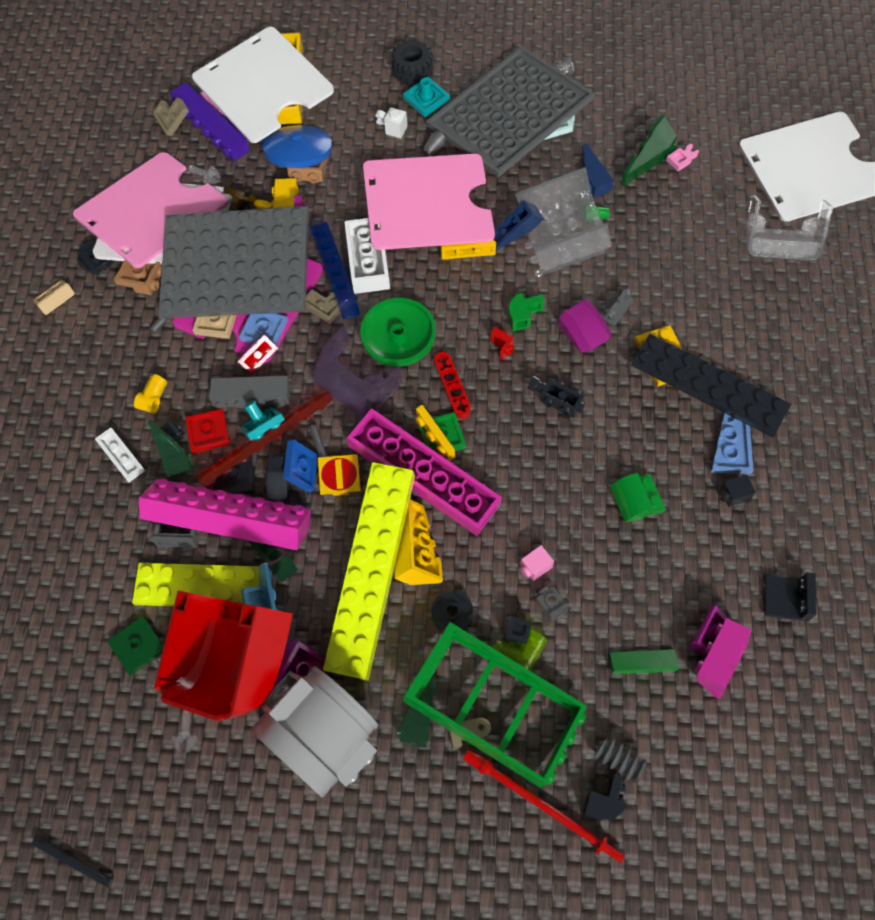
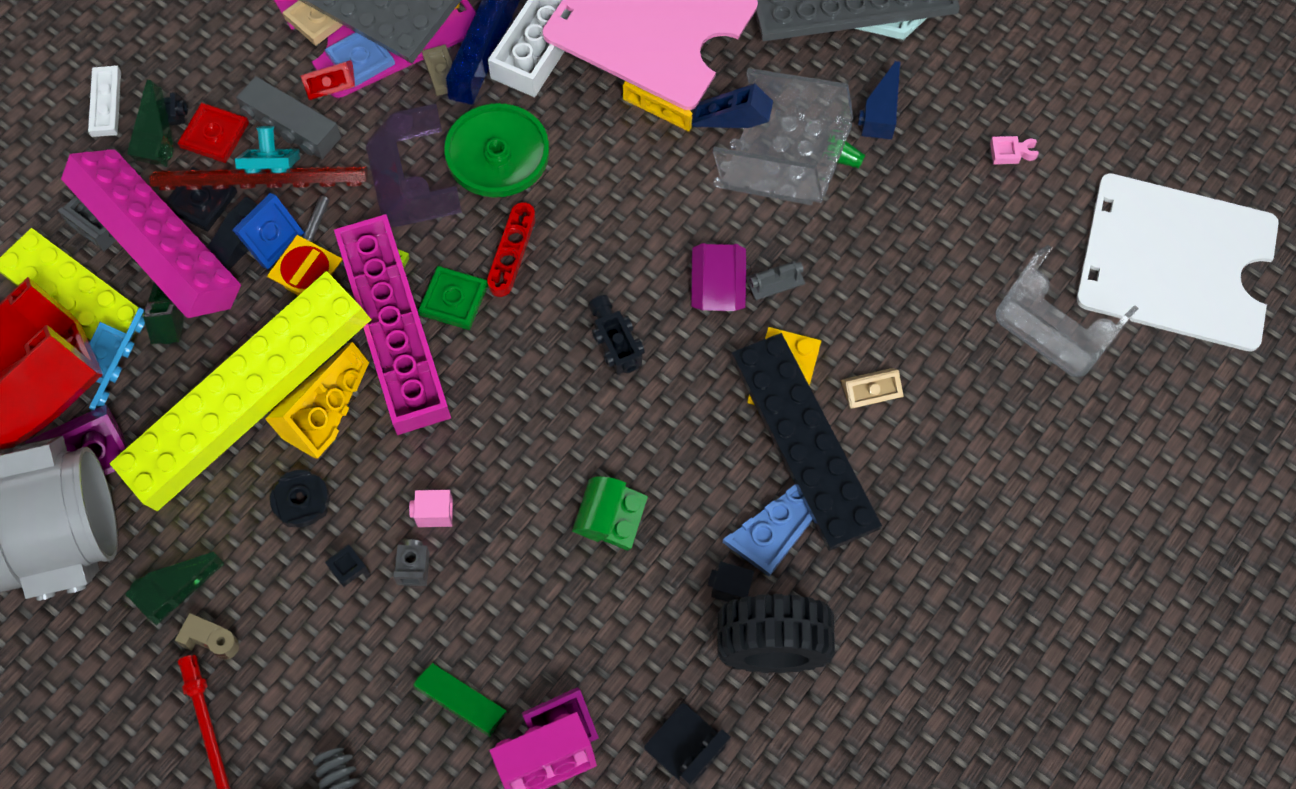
camera: 30 degrees right, 0 degrees up
(149, 398) = (180, 60): yellow piece -> none
(434, 433) = (439, 289): yellow plate -> none
(504, 341) = (609, 242): red bracket -> none
(521, 309) = (659, 209): green brick -> none
(526, 654) = (333, 602): clear neon green brick -> none
(537, 684) = (219, 535): green window -> none
(652, 151) = (986, 117): dark green wedge -> none
(717, 333) = (872, 387): none -> tan slope
(795, 498) = (775, 633): none -> black tyre

